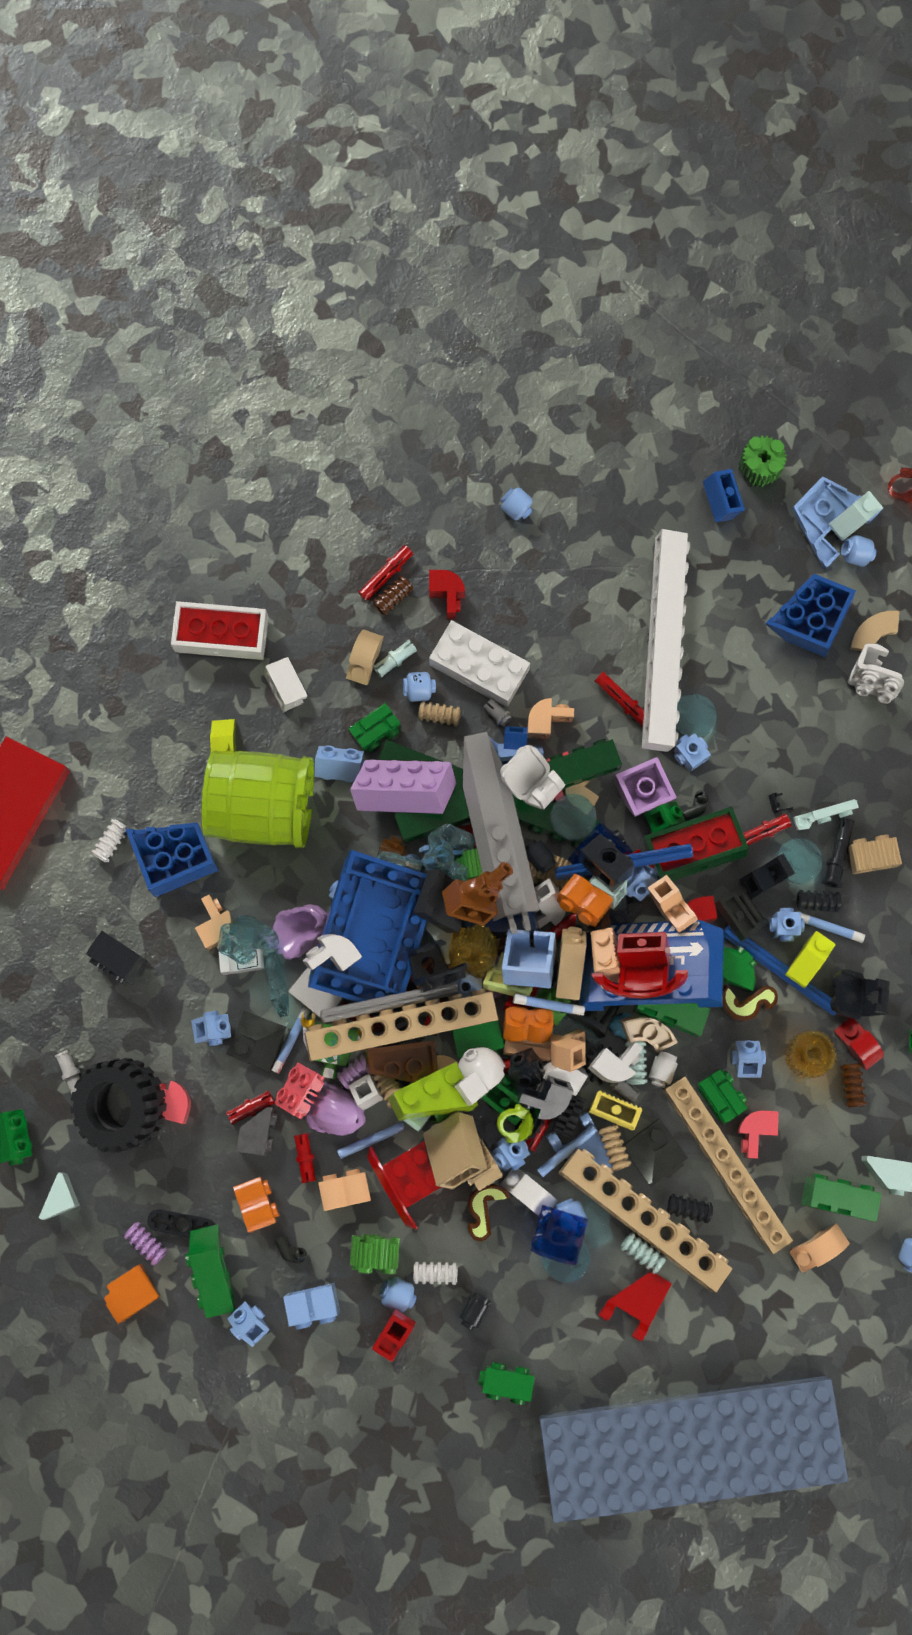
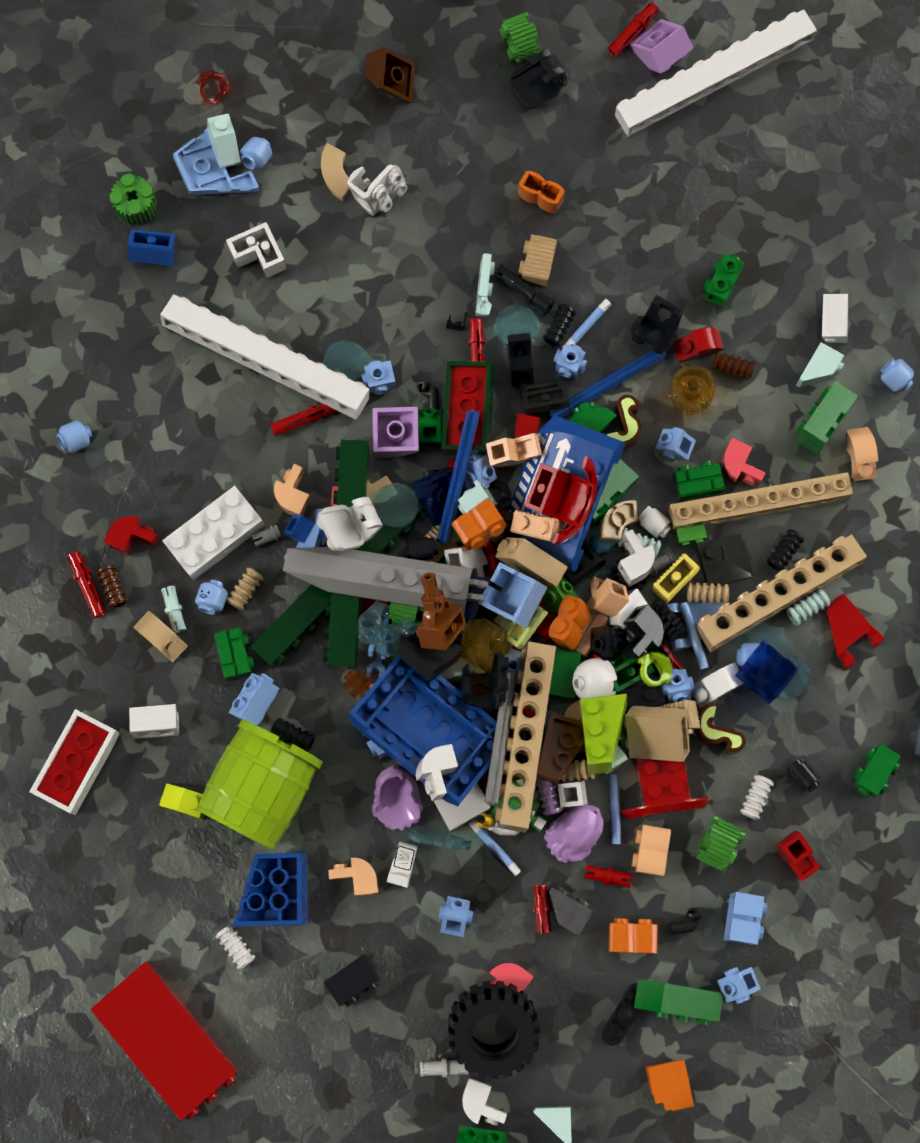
camera: 65 degrees left, 0 degrees up
(47, 1116) = (475, 1105): none -> white brick
(145, 1243) = (629, 1054): lavender piece -> none
(245, 935) = (383, 852): clear light blue piece -> none
(296, 1088) = (543, 857): coral hinge -> none
(321, 812) = (293, 735): none -> black piece
(395, 858) = (373, 676): clear light blue tile -> none
(397, 1294) = (763, 838): light blue head -> none
(403, 786) = (304, 646): lavender brick -> none
(471, 1088) = (610, 693): white tile -> none
(549, 1004) = (559, 597): light blue bar -> none
(610, 874) = (465, 493): black brick -> none
(666, 1109) = (691, 535): none -> bright green piece
(769, 590) = (260, 245): none -> white brick
(810, 959) = (609, 353): neon yellow slope -> none
(813, 615) = (299, 216): blue wedge -> none

